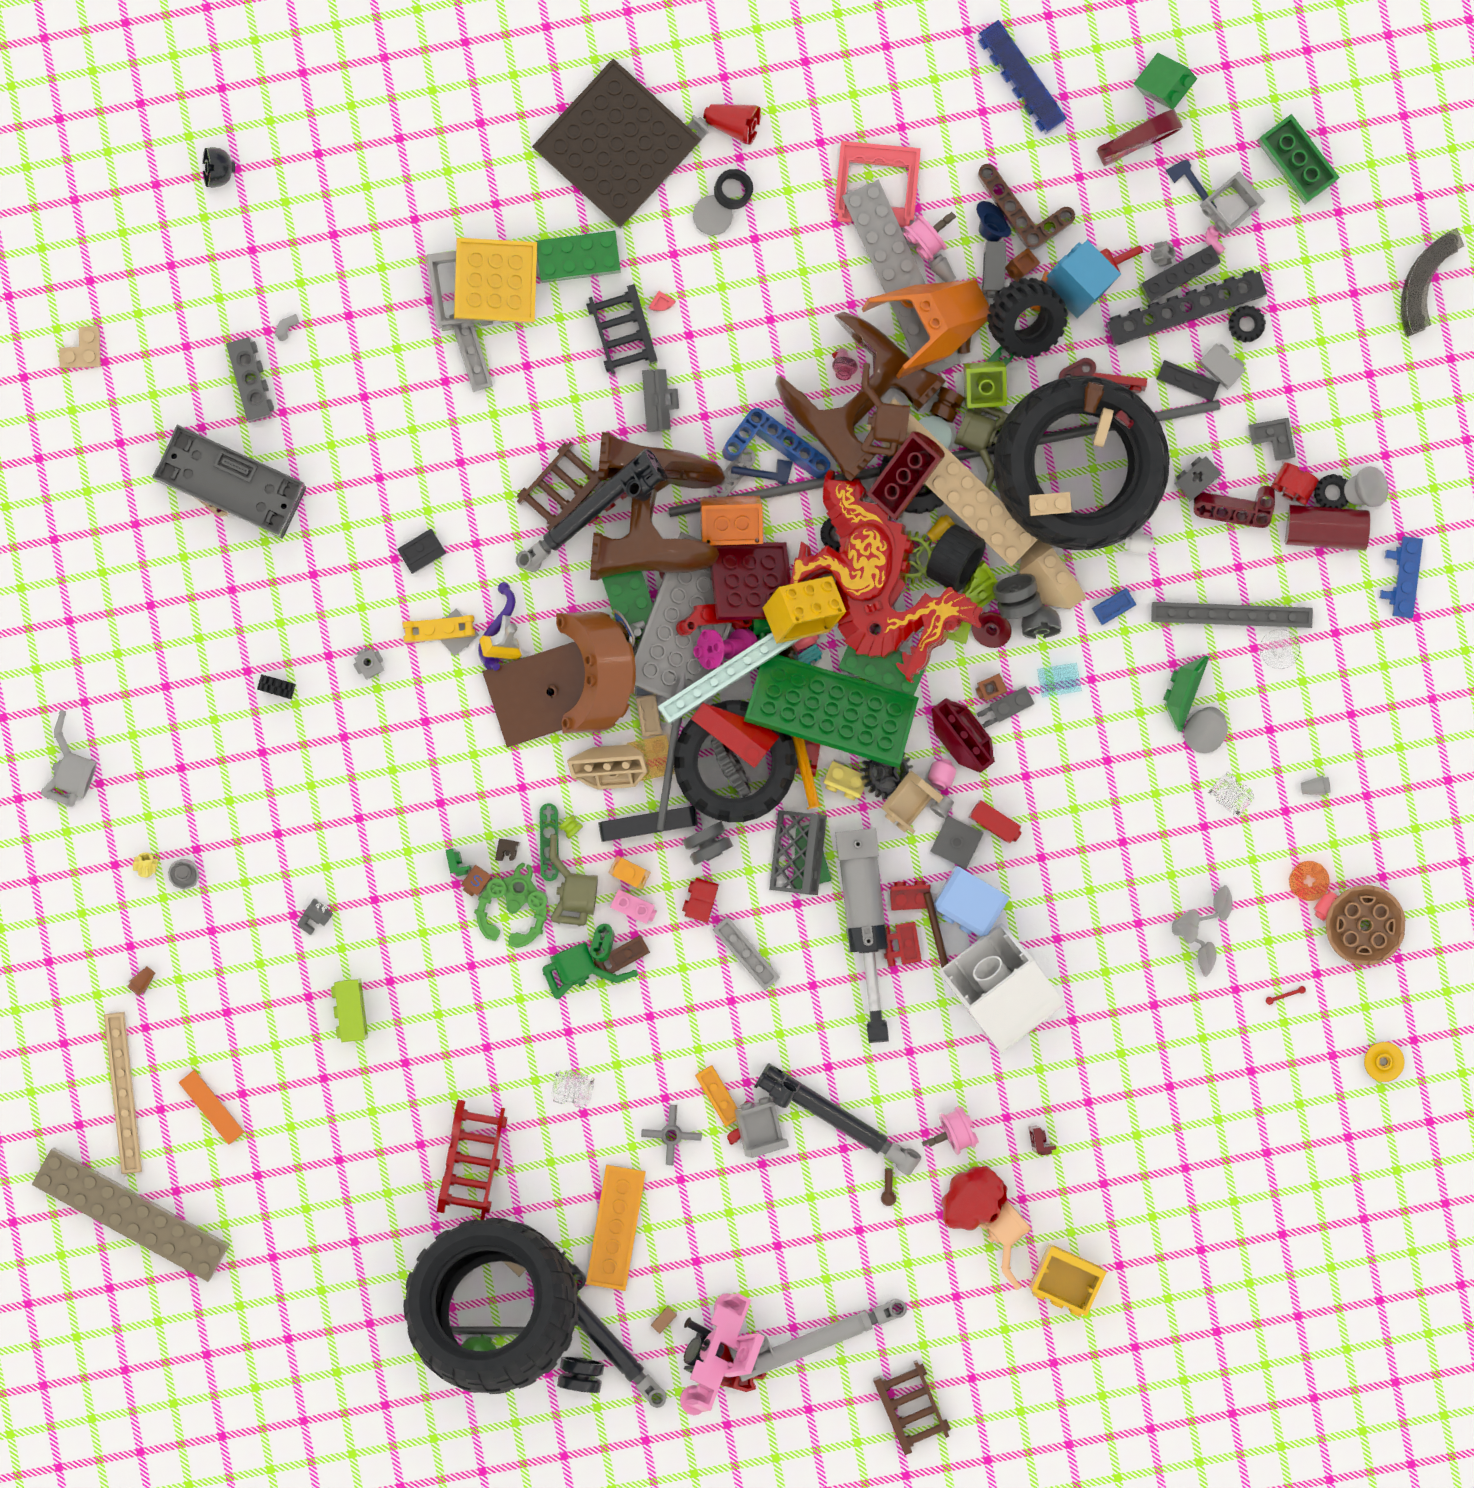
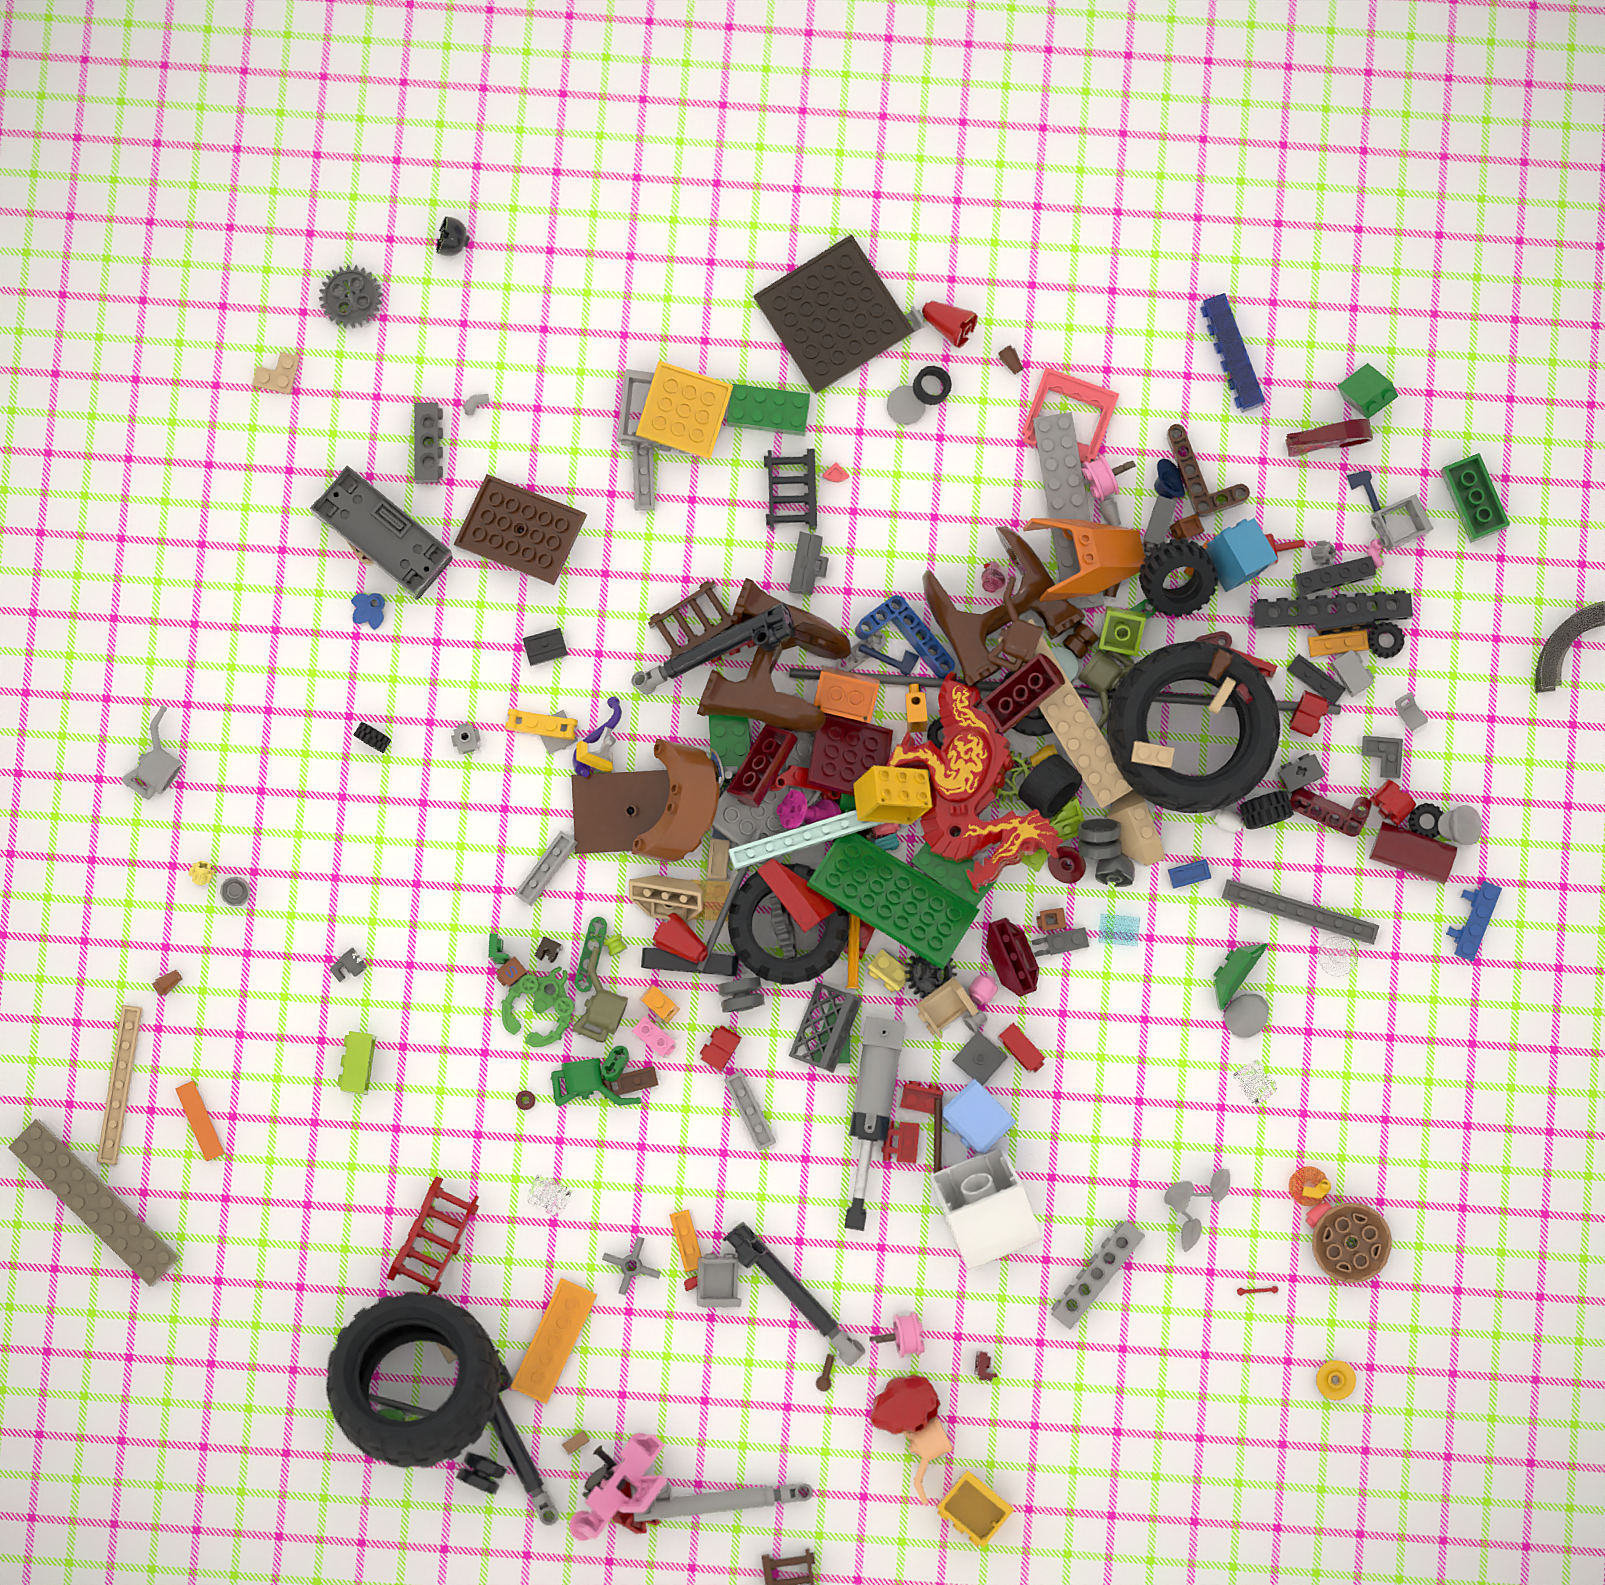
camera: 20 degrees right, 5 degrees down
(147, 243) = (334, 302): none -> dark grey gear
(235, 563) = (366, 611): none -> blue plate
(365, 442) = (520, 529): none -> reddish brown piece
(482, 769) = (546, 868): none -> light grey plate
(524, 1008) = (525, 1093): none -> dark red plate
(633, 806) = (680, 940): none -> red cone
(668, 614) = (762, 765): none -> dark red brick
(803, 141) = (1010, 359): none -> reddish brown cone
(804, 522) = (916, 709): none -> light orange torso
(1152, 977) = (1133, 1238): none -> light grey brick
(1173, 524) = (1266, 810): none -> black tyre
(1189, 417) = (1308, 713): none -> red brick
(1200, 339) = (1338, 643): none -> light orange tile
(1203, 320) = (1346, 625): none -> black tile
(1289, 389) = (1410, 712): none -> light grey bracket
(1316, 786) = (1339, 1097): light grey cone -> none
(1320, 884) = (1319, 1191): none -> yellow arm

